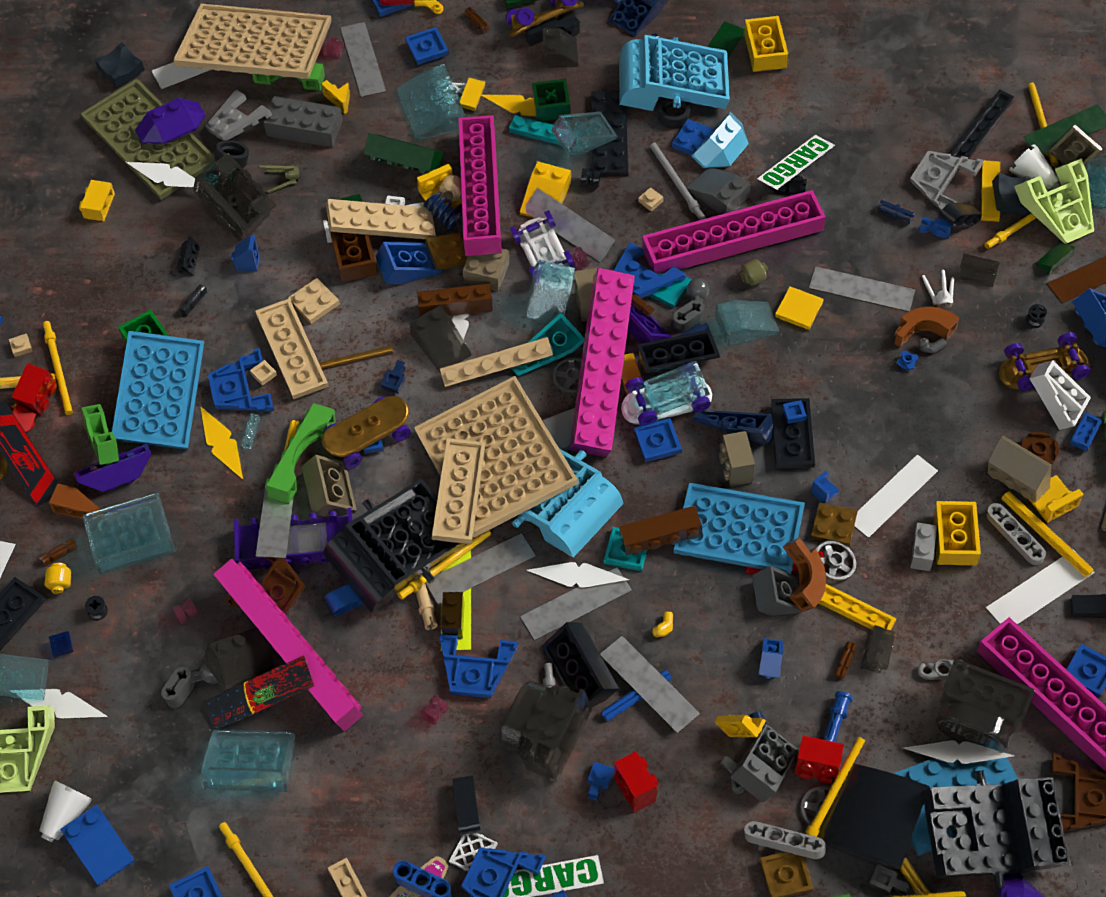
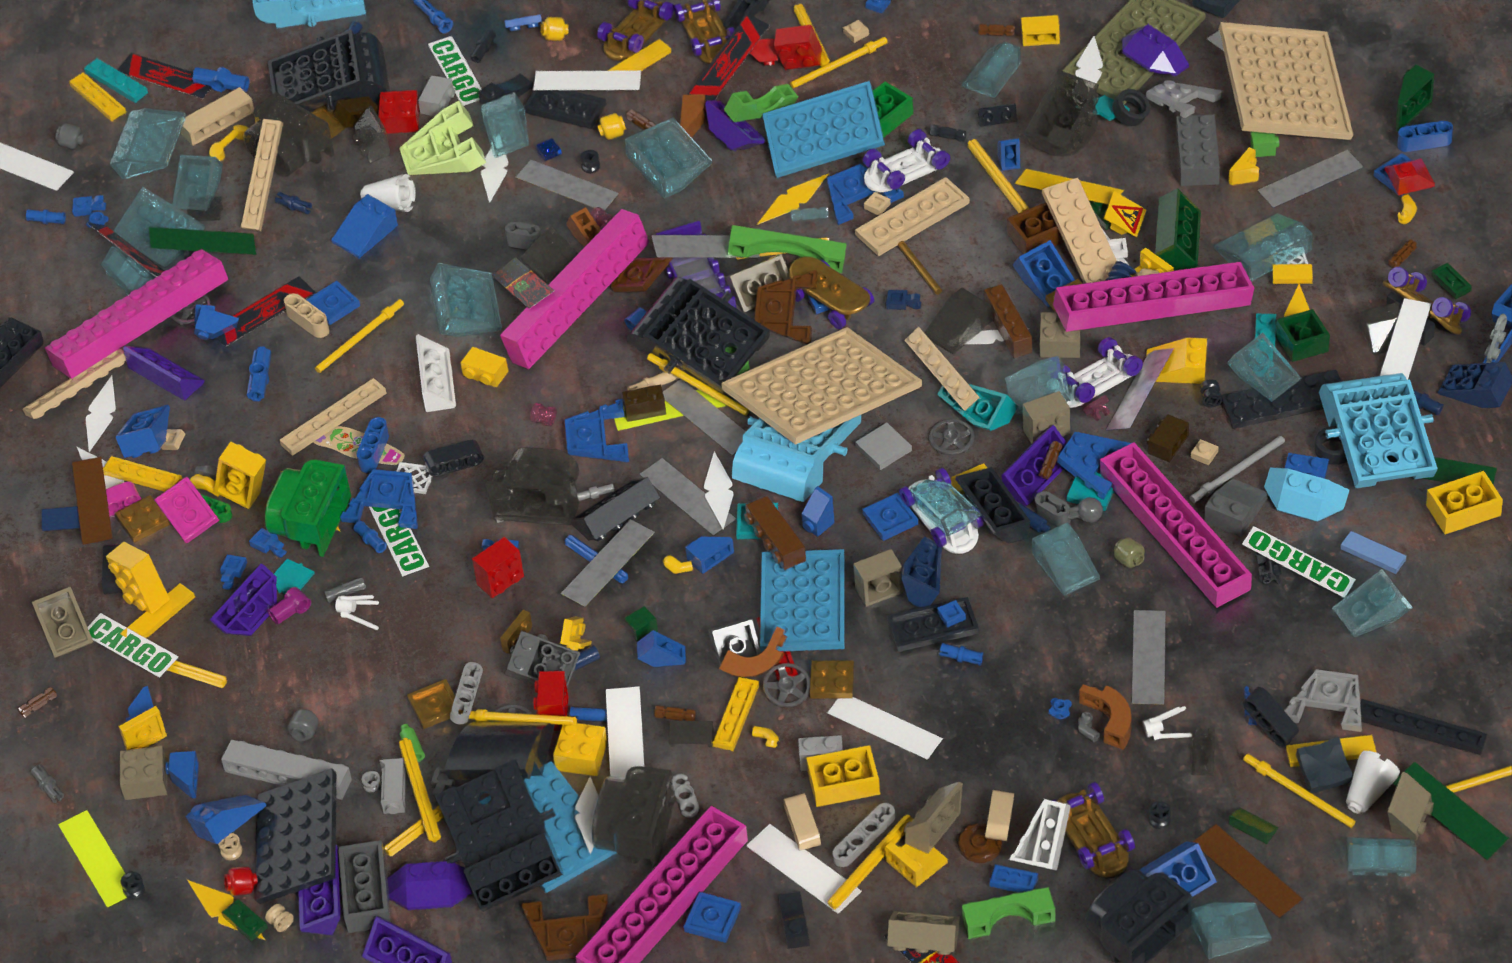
camera: 80 degrees right, 10 degrees down
(76, 235) = (996, 30): none -> reddish brown axle
(114, 638) = (567, 185): none -> flat silver sticker
(128, 247) = (994, 69): none -> clear light blue slope
(204, 624) = (583, 226): none -> dark orange slope
(230, 343) = (905, 166): none -> white piece
(267, 273) = (997, 176): none -> yellow axle
(291, 173) = (1128, 158): olive plant -> none
(303, 224) = (1043, 180): none -> yellow sticker
(314, 301) = (977, 219): tan plate -> none
(333, 48) = (1312, 150): clear pink tile -> none
(343, 807) = (435, 375): none -> white slope
(350, 755) = (484, 367): none -> yellow brick
(359, 189) = (1124, 215): none -> yellow piece
(370, 477) = (777, 304): none -> reddish brown wing
(426, 46) = (1344, 221): blue plate -> none
(458, 491) = (764, 360): tan plate -> none
(585, 37) = (1406, 337): none -> white sticker
(602, 363) = (955, 439): dark pink brick -> none
(631, 218) = (1168, 438): none -> dark brown brick
(643, 492) = (818, 512): none -> blue slope
(660, 596) = (709, 551): none -> blue slope
(714, 782) = (510, 637): none -> pearl gold plate
(734, 665) = (642, 623): none -> dark green panel
(792, 115) = (1373, 552): none -> medium blue tile
(799, 308) = (1100, 604): yellow tile -> none
(824, 489) = (870, 660): blue panel -> none
(831, 418) = (961, 654): none -> blue pin
(852, 127) = (1372, 605): none -> clear light blue slope
(877, 706) = (624, 730): none -> white sticker
(879, 746) = (580, 749): none -> yellow brick
(894, 584) = (766, 733): none -> yellow arm
(896, 211) = (1265, 666): dark blue pin -> none
(996, 577) = (802, 822): none -> tan beam
(1021, 425) = (999, 815): none -> tan beam
(1062, 209) = (1316, 815): yellowish green wedge -> none

